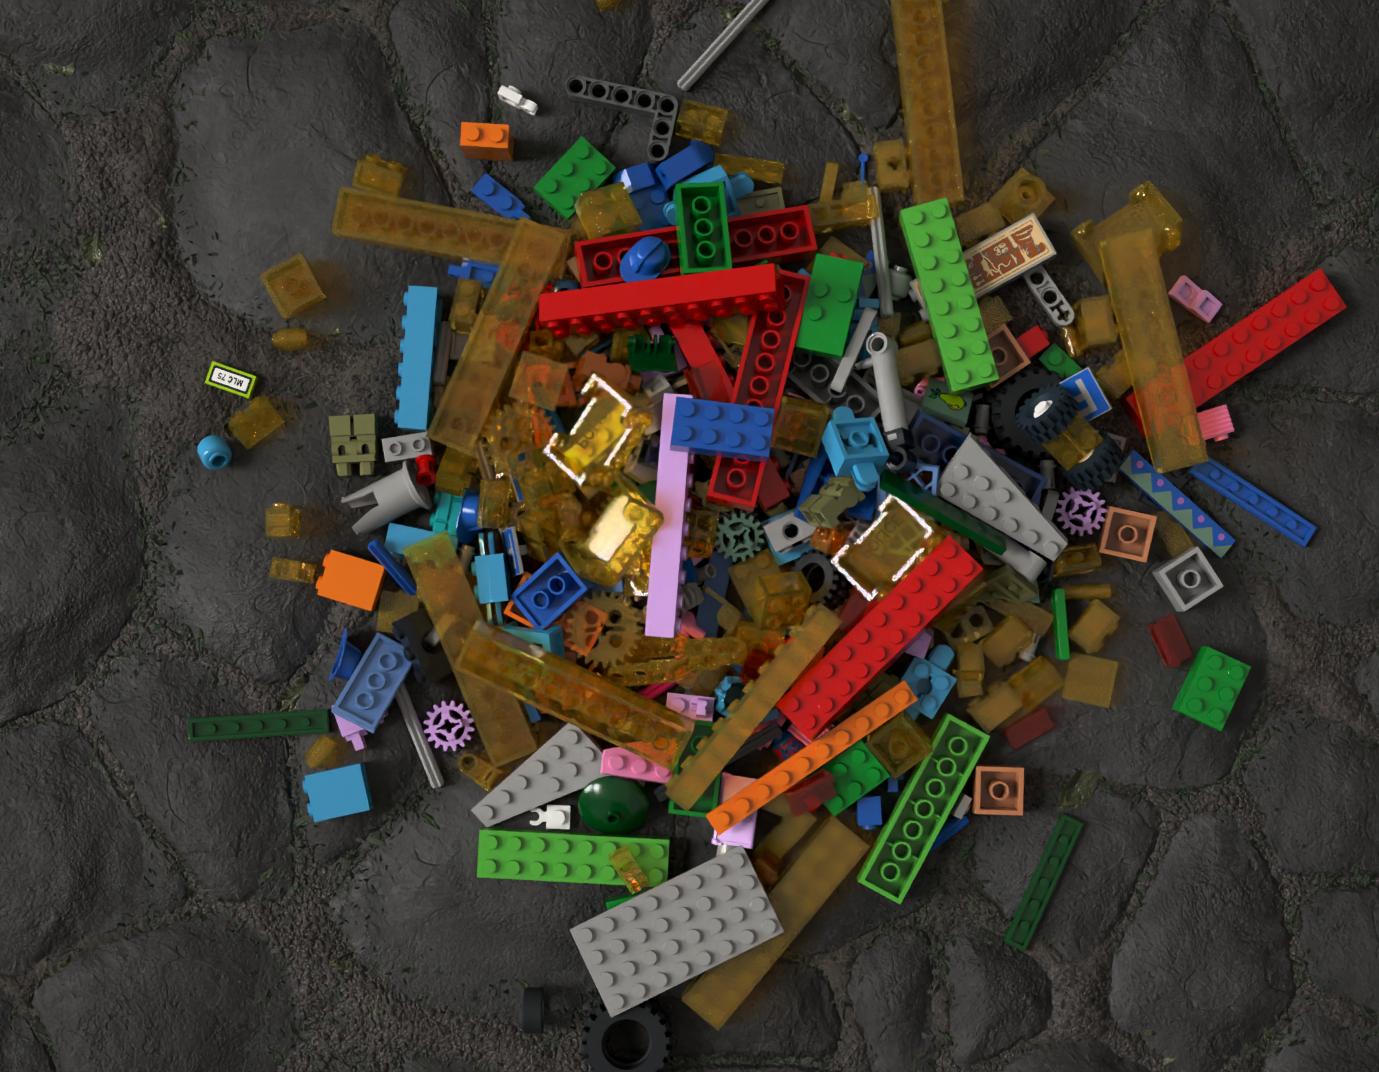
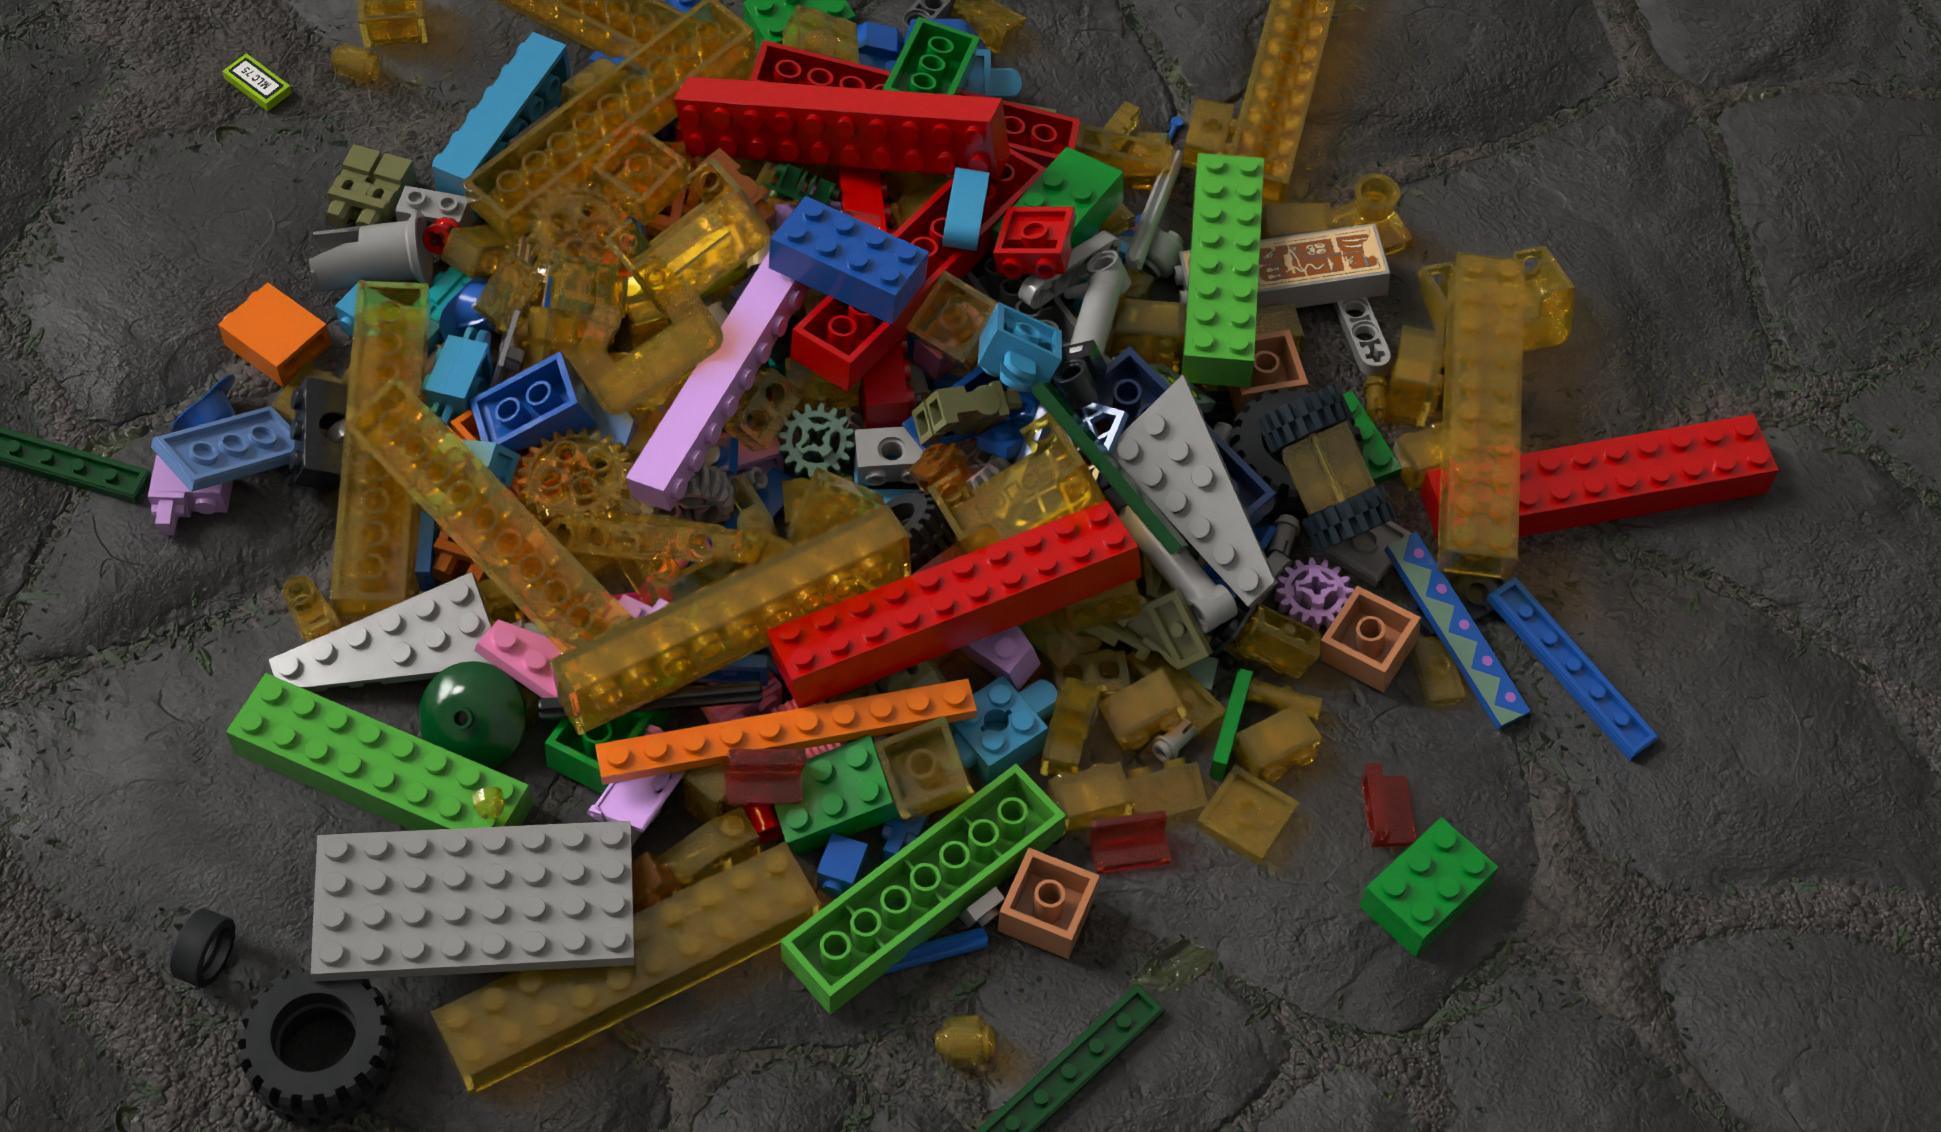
camera: 20 degrees right, 30 degrees down
(214, 452) = (182, 148): dark azure head -> none
(255, 421) = (259, 129): clear yellow bracket -> none
(282, 521) = (224, 232): clear yellow brick -> none
(292, 570) = (202, 295): clear yellow leg -> none
(320, 752) = (107, 514): clear yellow brick -> none
(338, 792) = (101, 569): dark azure brick -> none
(392, 566) = (334, 327): blue axle -> none
(419, 738) = (251, 546): light grey axle -> none
(451, 736) = (300, 543): lavender gear -> none
(556, 817) = (383, 708): white plate -> none
(628, 869) = (448, 785): clear yellow leg -> none
(645, 260) = (846, 72): blue piece -> none
(655, 867) = (488, 801): none -> clear yellow hinge
(756, 168) = (1048, 93): clear yellow plate -> none
(776, 346) = (965, 209): none -> dark azure beam
(831, 353) = (1034, 241): none -> red plate
(981, 889) = (965, 1041): none -> clear yellow head
(1033, 341) = (1323, 371): red brick -> none
(1088, 393) = (1372, 422): blue piece -> none
(1187, 579) = (1441, 726): light grey brick -> none
(1195, 300) = (1565, 410): lavender slope -> none
(1215, 423) = (1543, 555): bright pink brick -> none

